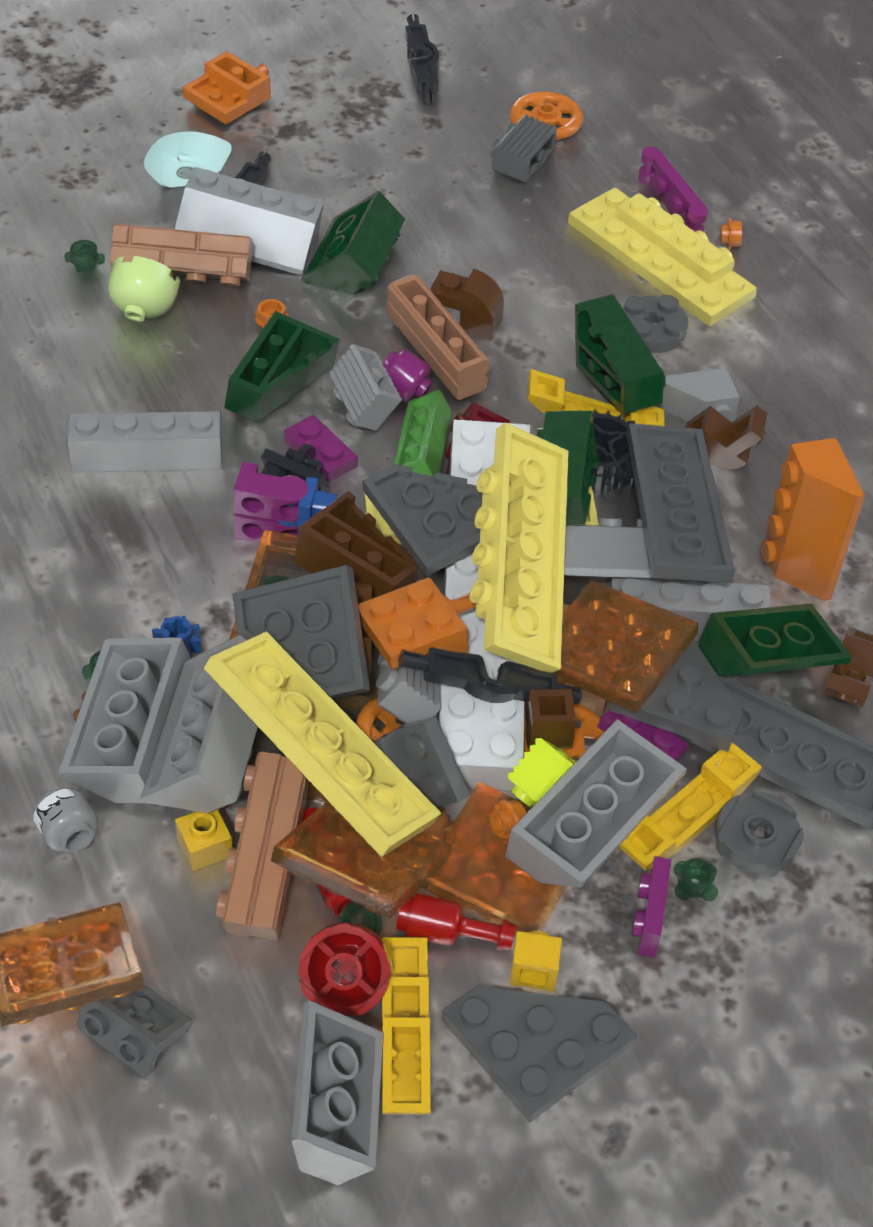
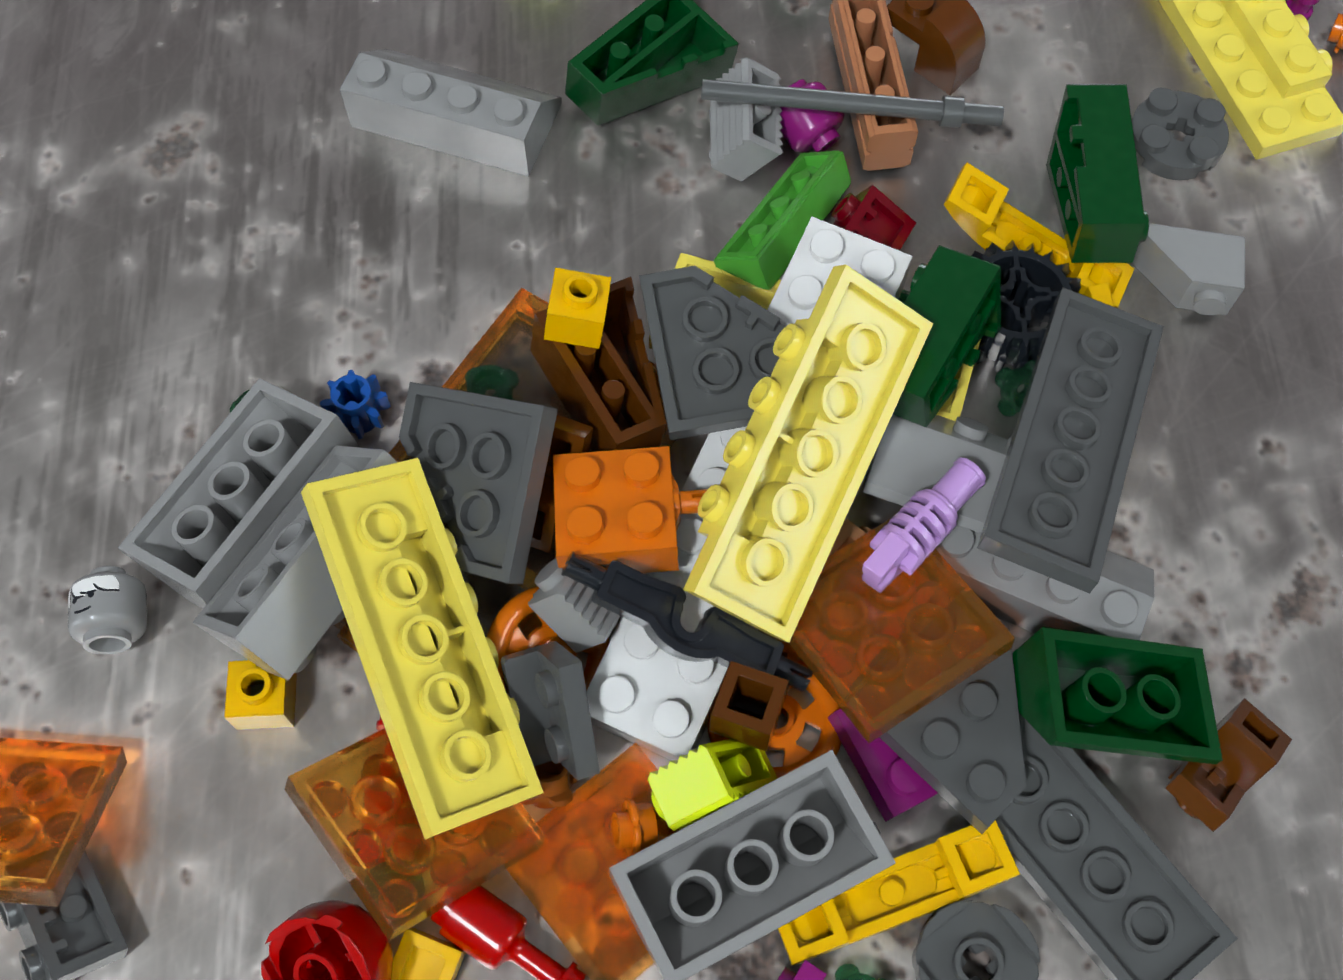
camera: 25 degrees right, 15 degrees up
(257, 885) = (321, 719): nougat brick -> none
(274, 503) = (533, 246): magenta hips -> none
(295, 463) = (614, 235): black hips -> none
(329, 449) = (659, 186): magenta plate -> none
(329, 512) = (577, 308): none -> yellow plate
(504, 342) = (949, 111): none -> dark grey bar
(610, 578) = (921, 525): none -> lavender hinge
(617, 497) = (1008, 382): none -> clear green plate
(729, 441) = (1197, 346): reddish brown brick -> none
(812, 517) = (1261, 523): orange slope -> none

